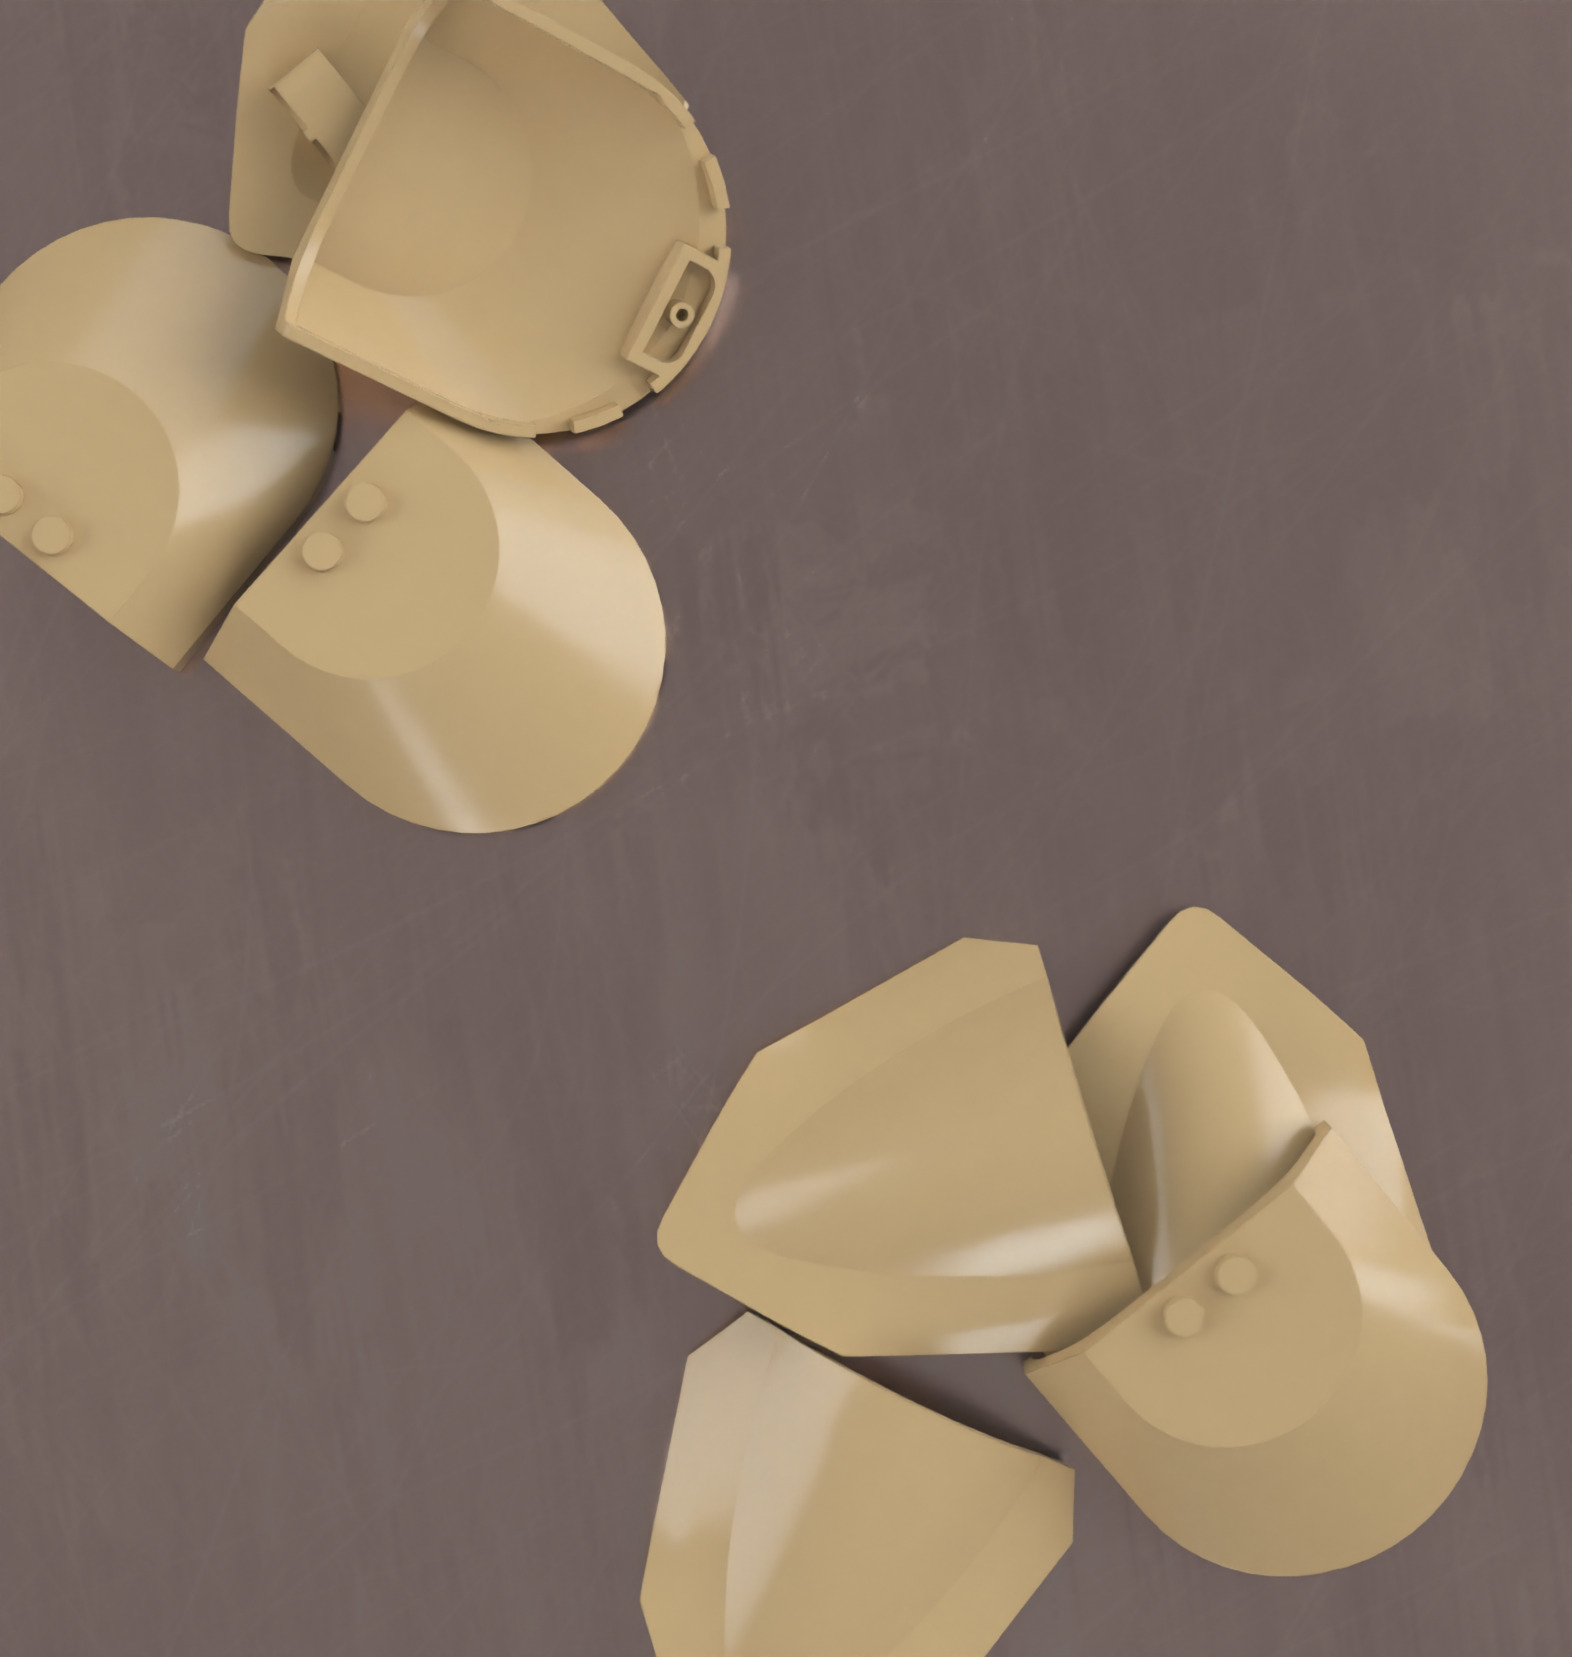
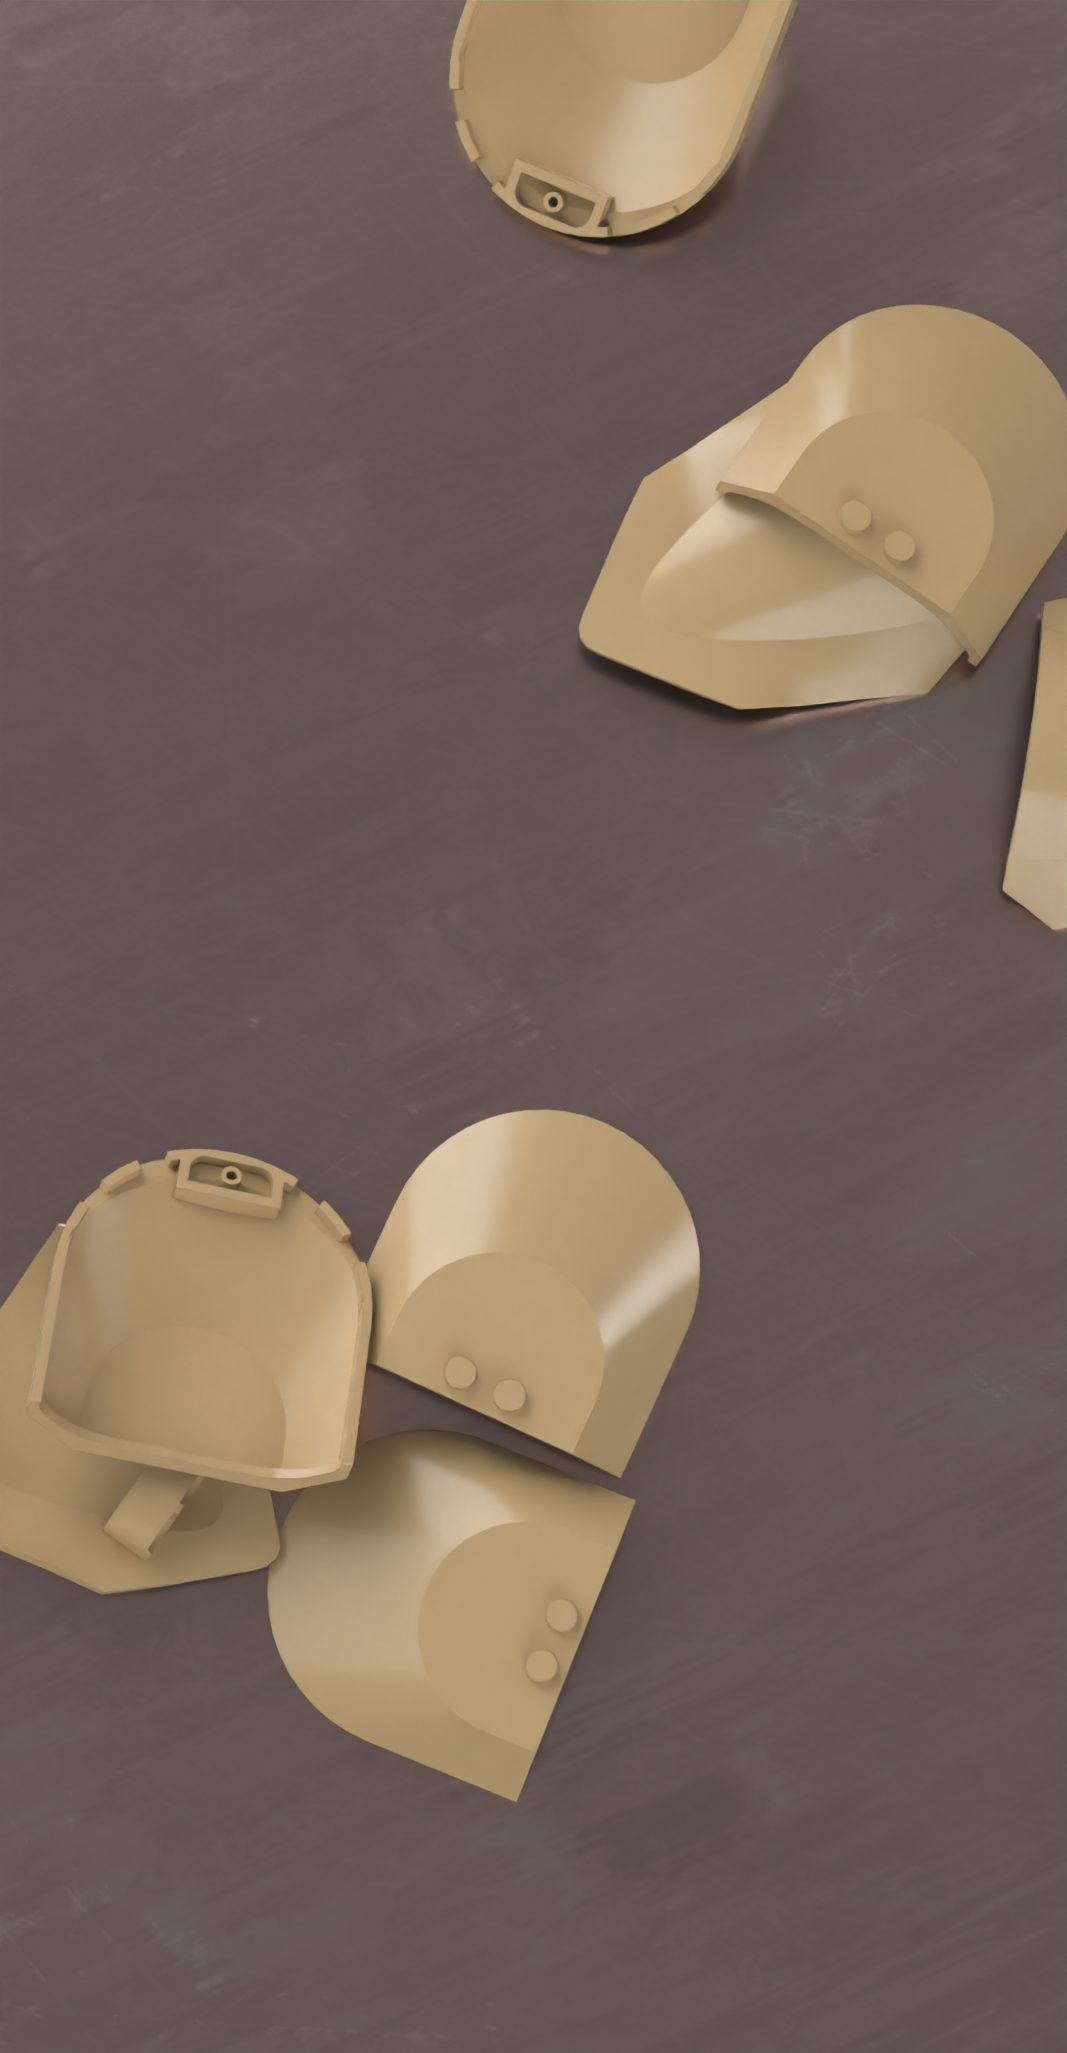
camera: 105 degrees left, 5 degrees down
(913, 1173) = (852, 791): tan windscreen -> none

